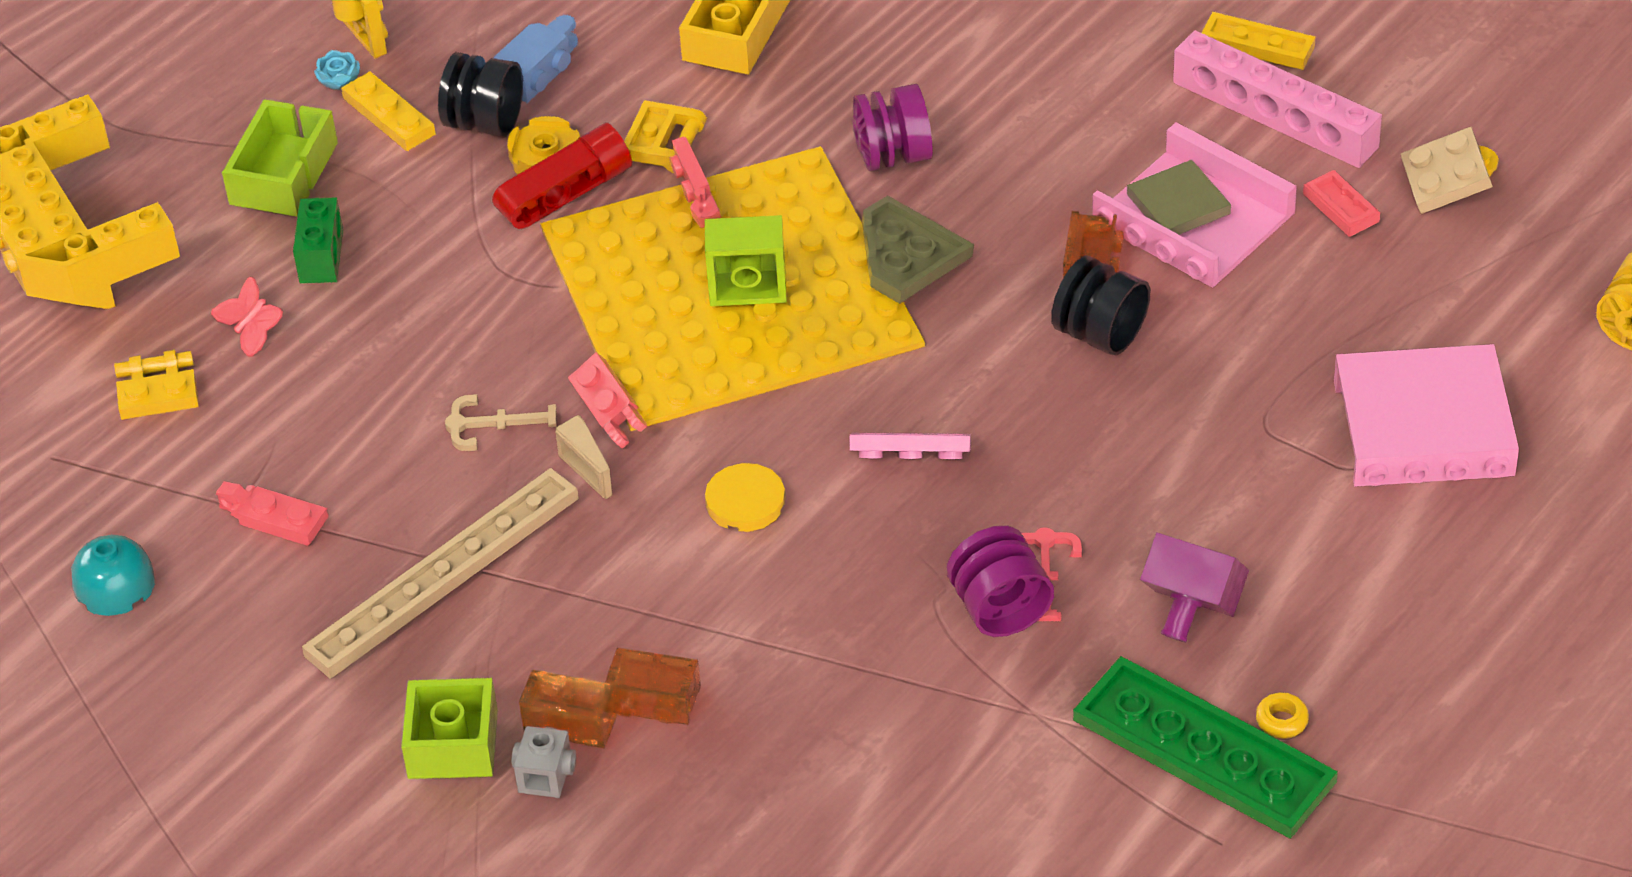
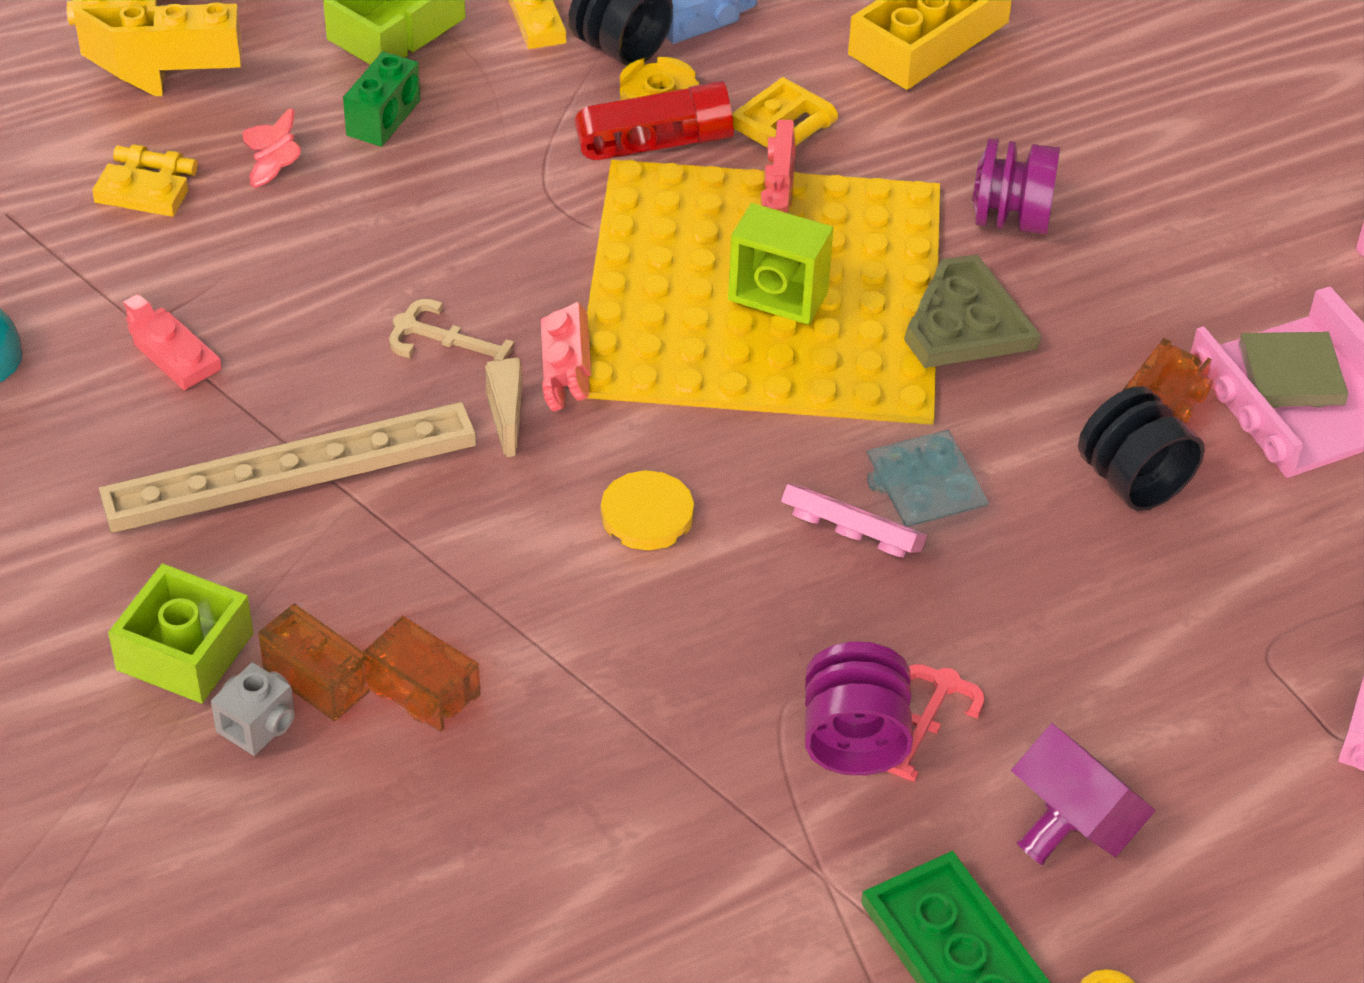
camera: 20 degrees right, 0 degrees up
(948, 390) = (925, 478): none -> clear light blue hinge

